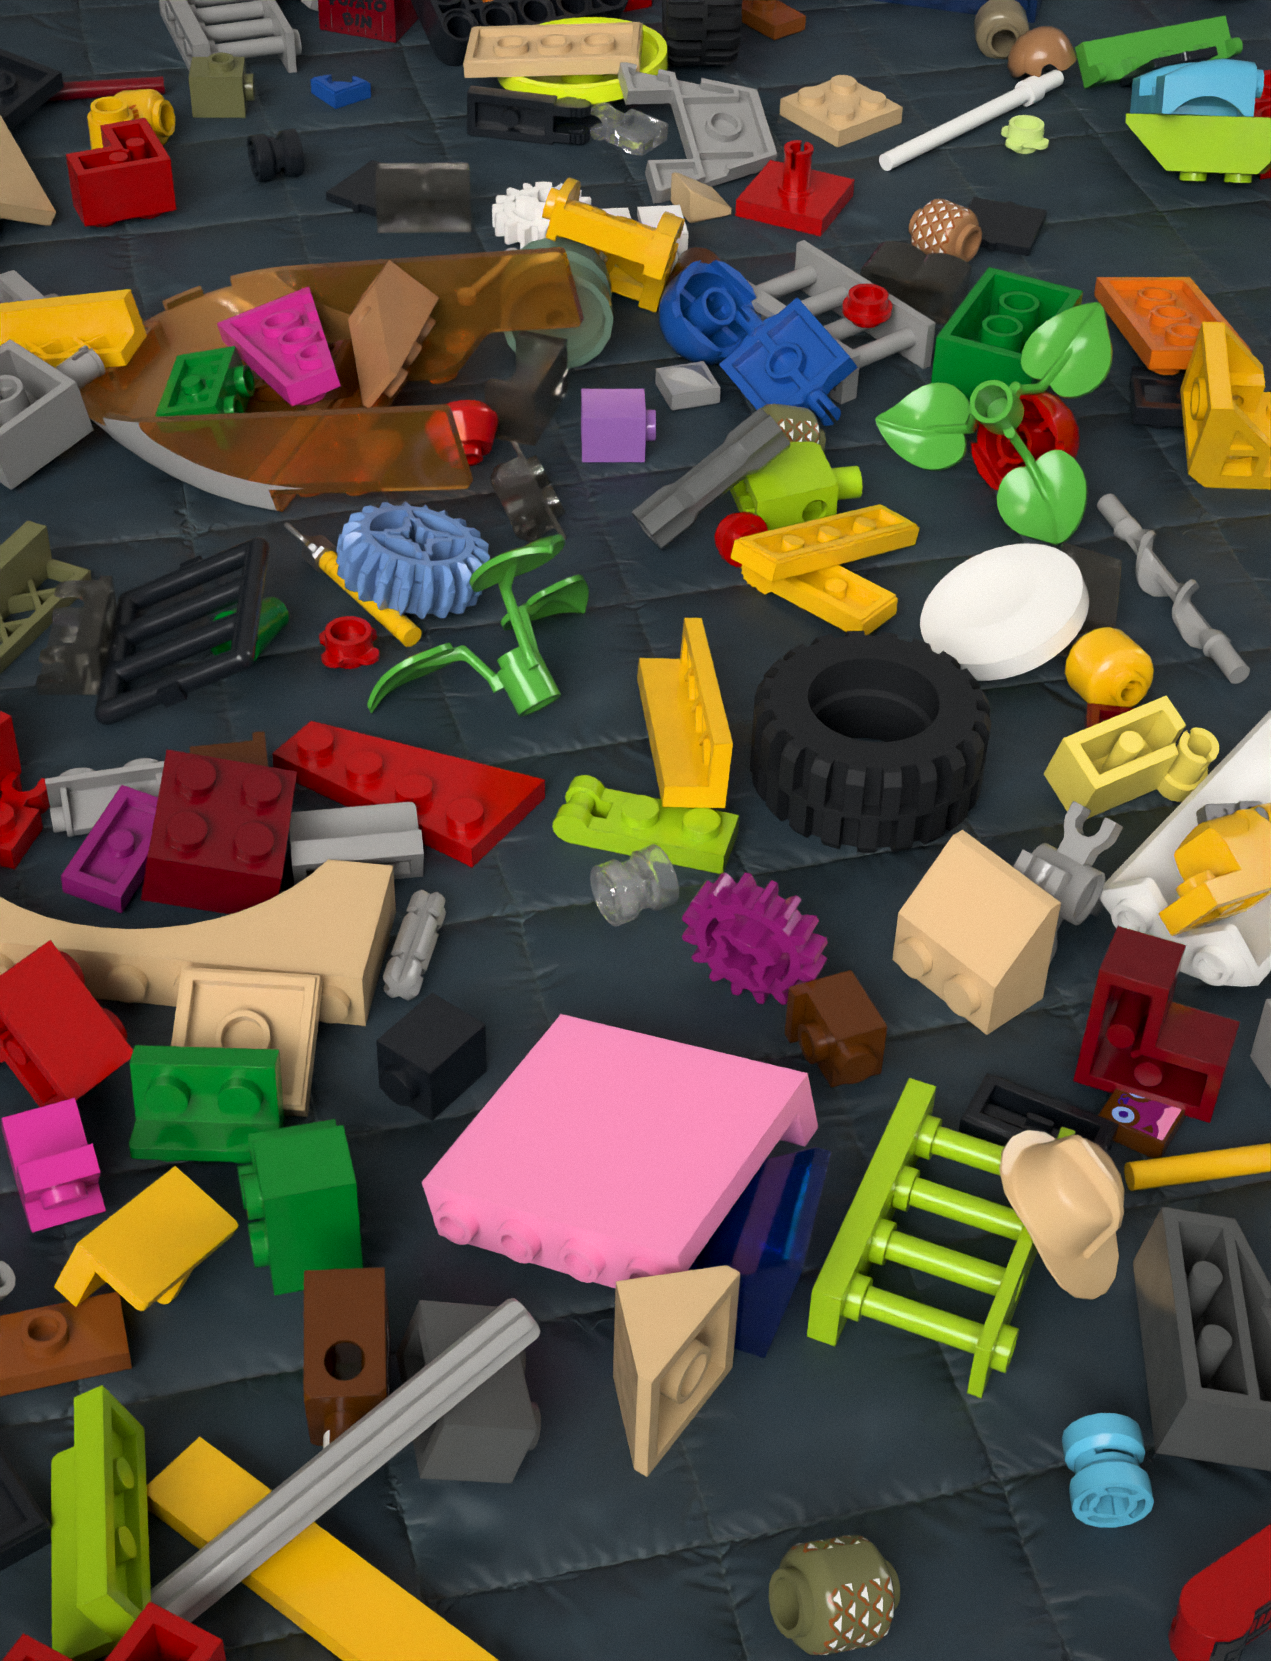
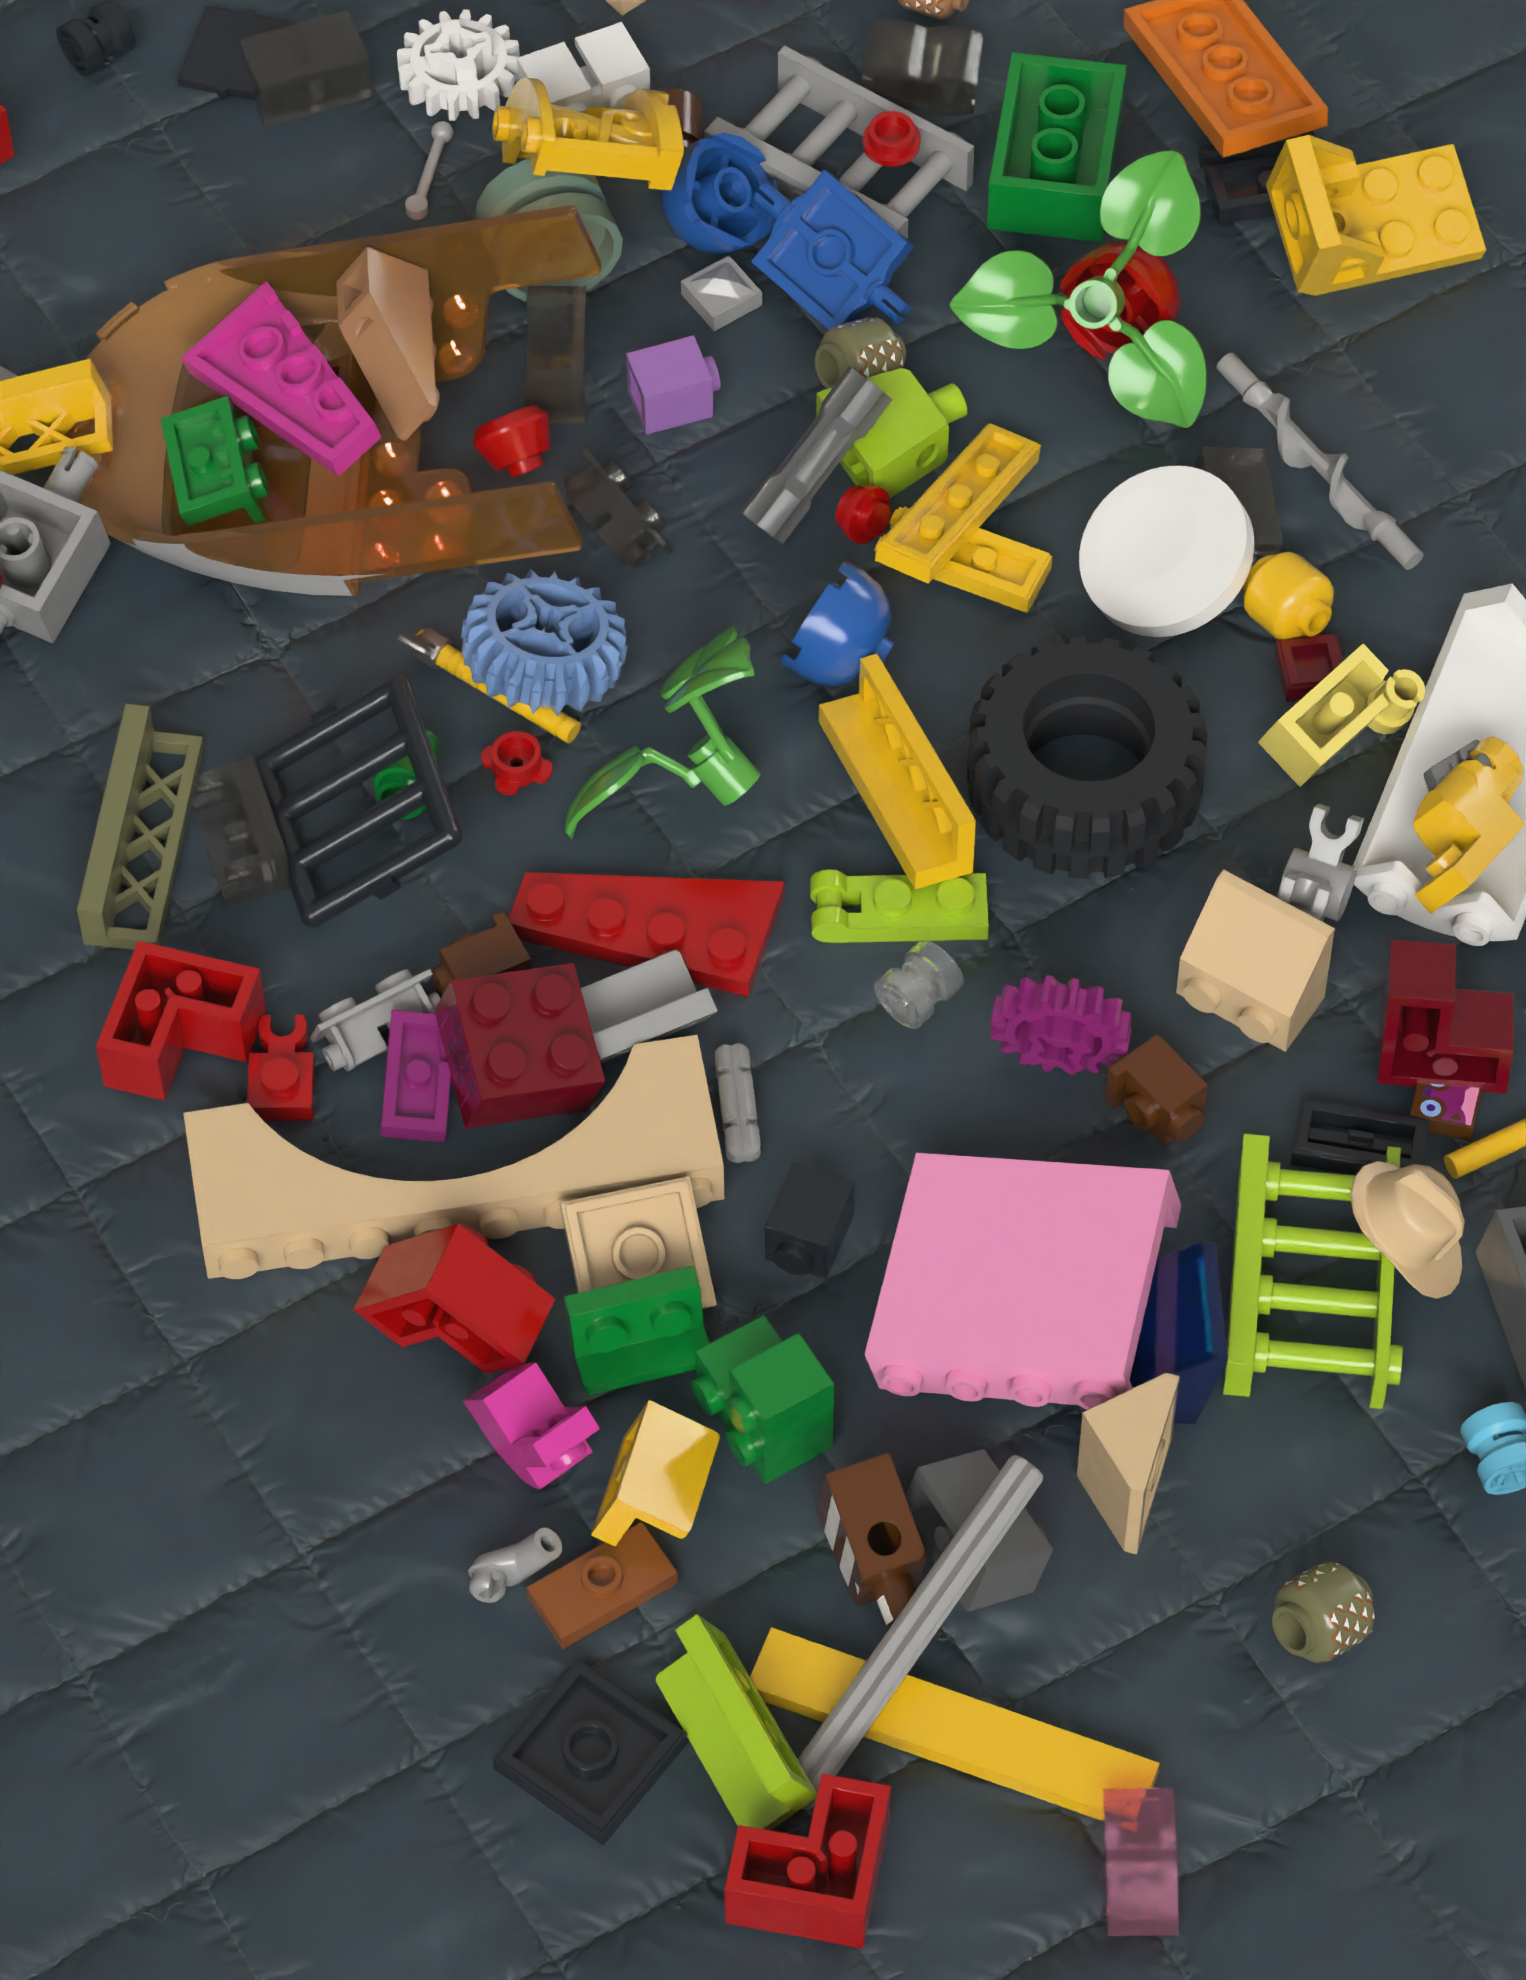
camera: 15 degrees left, 15 degrees up
(673, 588) = (842, 629): none -> blue cylinder

